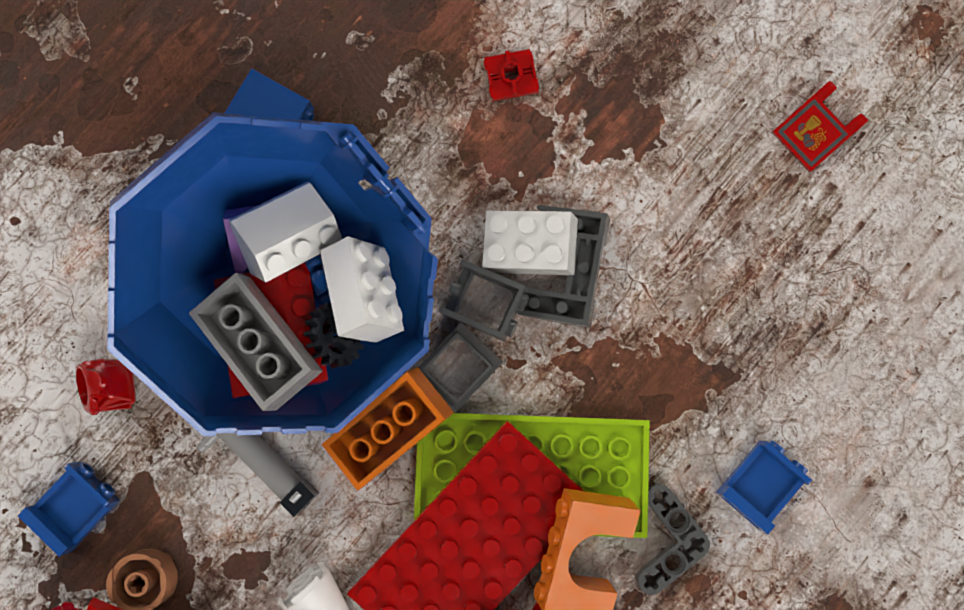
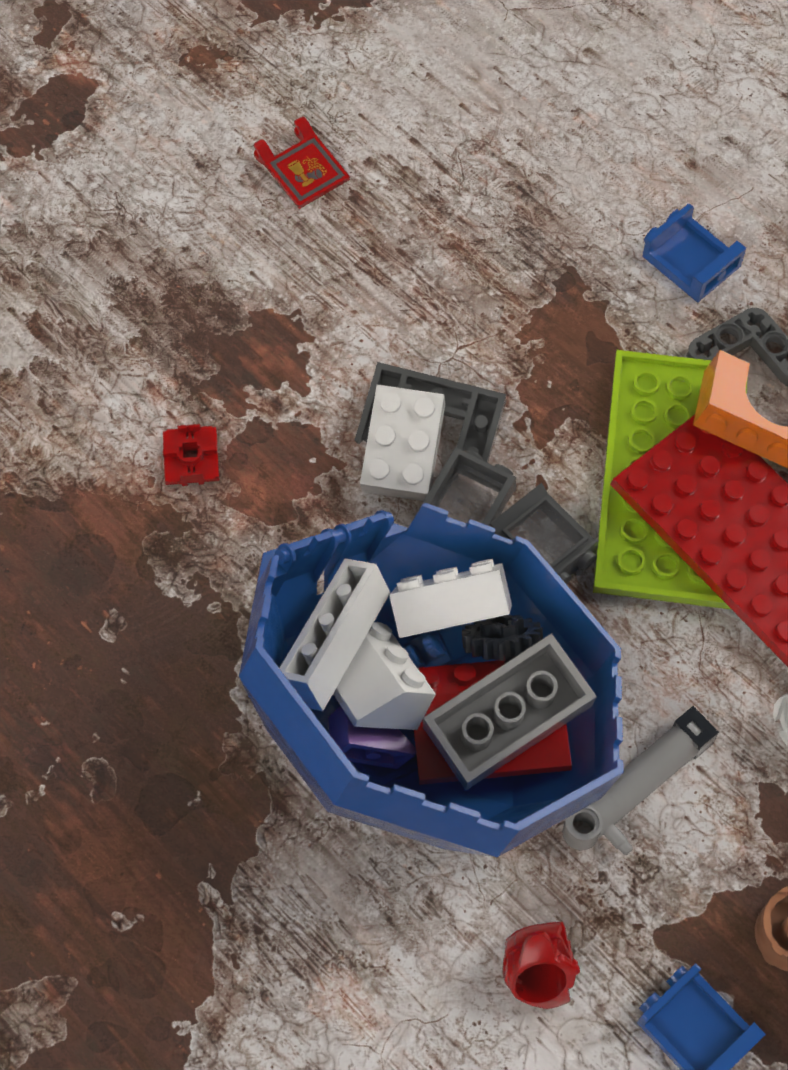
camera: 85 degrees left, 20 degrees down
(268, 98) = (193, 731): blue panel -> none
(304, 194) = (335, 631): none -> white brick
(387, 428) = (624, 606): orange brick -> none

